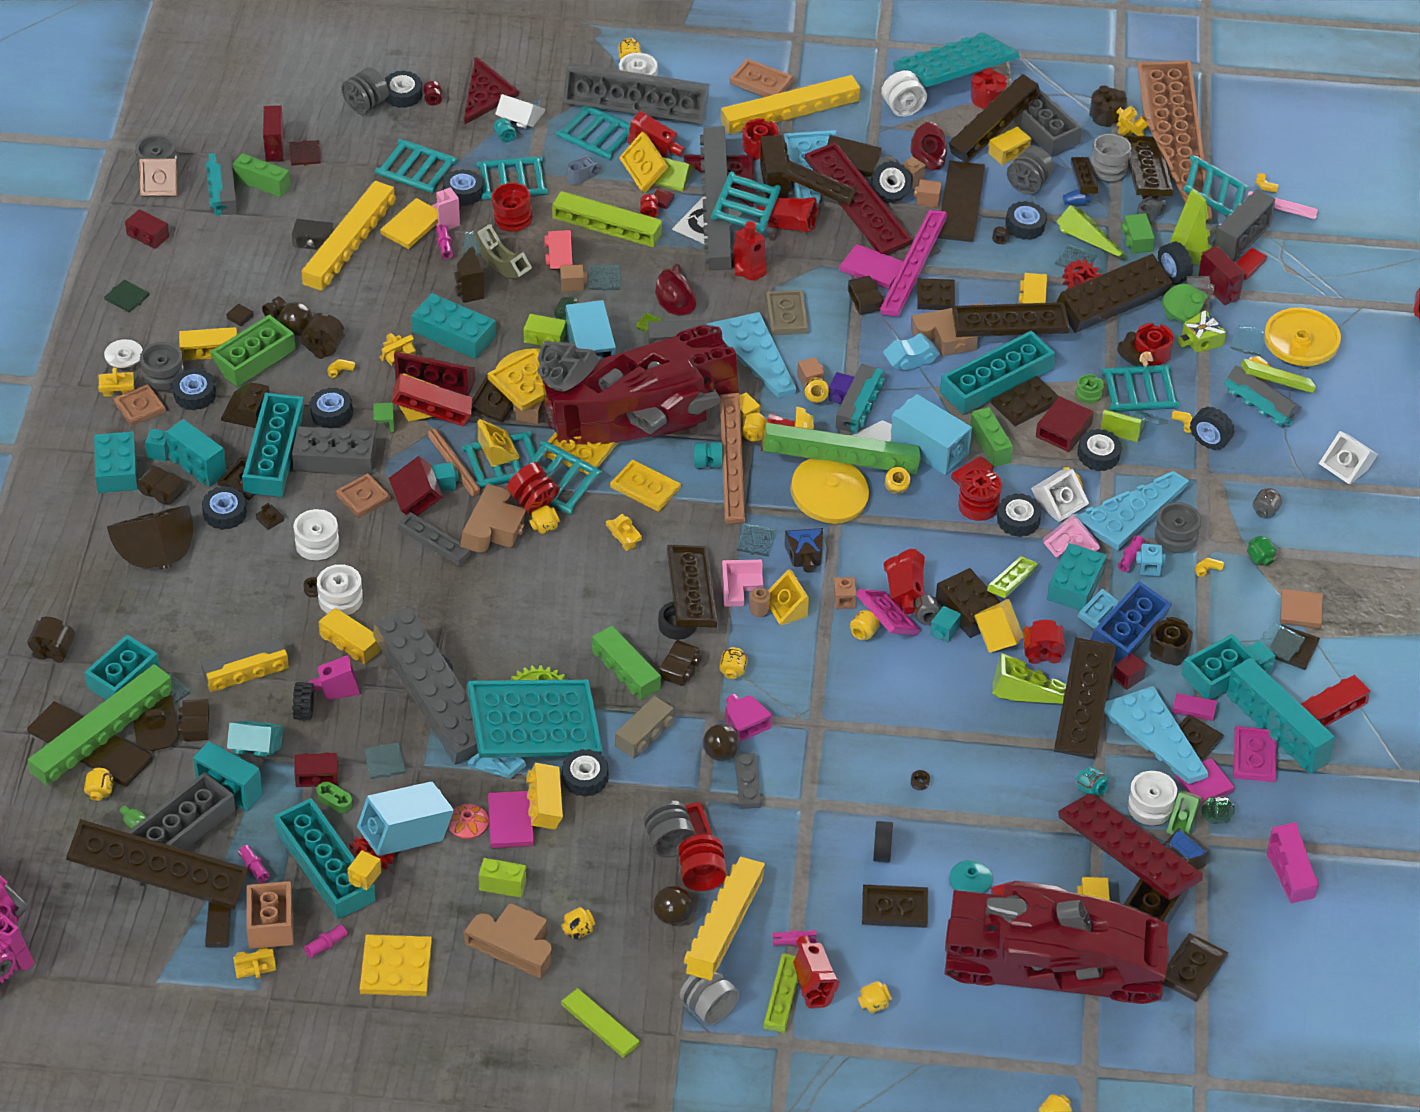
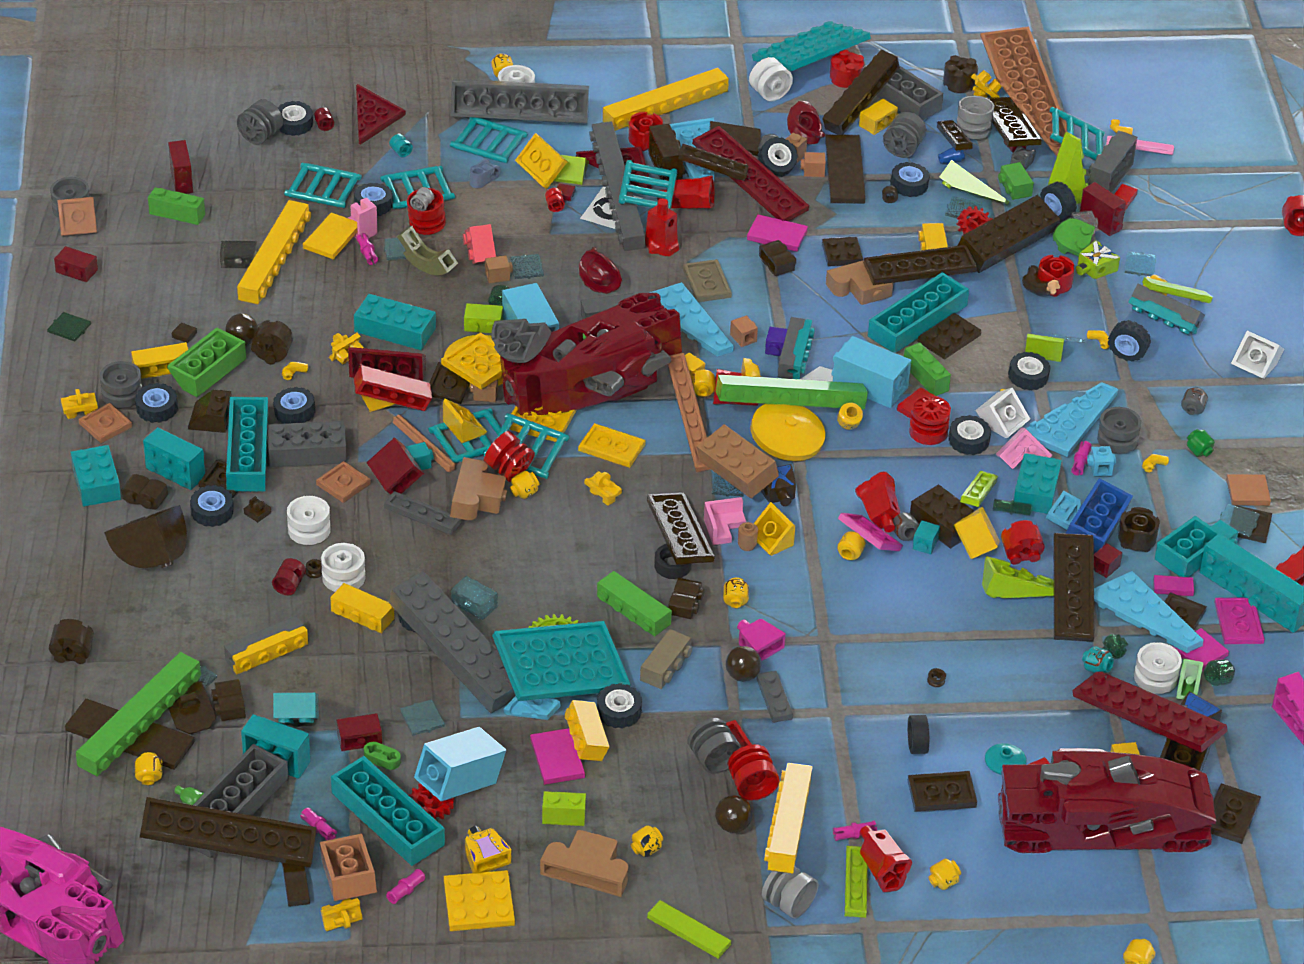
camera: 10 degrees left, 5 degrees down
(119, 667) = (145, 659): teal brick -> none
(123, 353) = (79, 377): white dish -> none
(156, 445) = (133, 456): teal brick -> none
(222, 183) = (139, 217): piece -> none
(274, 308) = (219, 321): dark brown wheel -> none
(283, 593) = (288, 576): none -> dark red wheel
(303, 701) = (333, 673): black tyre -> none
(304, 152) = (212, 183): clear red piece -> none
(337, 679) = (360, 647): dark pink torso -> none
(364, 870) = (433, 814): yellow brick -> none
(384, 413) = (347, 405): bright green panel -> none
(414, 913) = (486, 850): none -> yellow torso
(465, 637) = (474, 597): none -> clear light blue brick
(468, 827) = (518, 763): coral dish -> none
(469, 277) = (402, 277): dark brown slope -> none
(507, 195) = (419, 201): none -> light grey wheel
(519, 111) = (411, 127): white slope -> none
(607, 219) = (518, 214): lime brick -> none
(642, 324) = (575, 301): clear neon green tile -> none
(661, 136) = (551, 134): red piece -> none
(708, 455) = (666, 411): teal wheel -> none
(760, 78) = (631, 79): nougat plate -> none
(766, 519) = (737, 461): none -> medium nougat brick
(816, 390) = (753, 344): yellow head -> none
(844, 593) = (824, 520): nougat brick -> none
(911, 352) = (833, 303): medium azure brick -> none
(913, 263) = (816, 226): dark pink plate -> none
(1044, 600) = (1012, 507): none -> clear green axle
(1064, 424) = (991, 351): dark red brick -> none
(1089, 388) = (1005, 319): bright green wheel -> none
(1114, 768) = (1115, 645): none -> clear green gear
(1134, 404) = (1054, 298): teal bar -> none
(1302, 336) = (1189, 254): yellow dish -> none

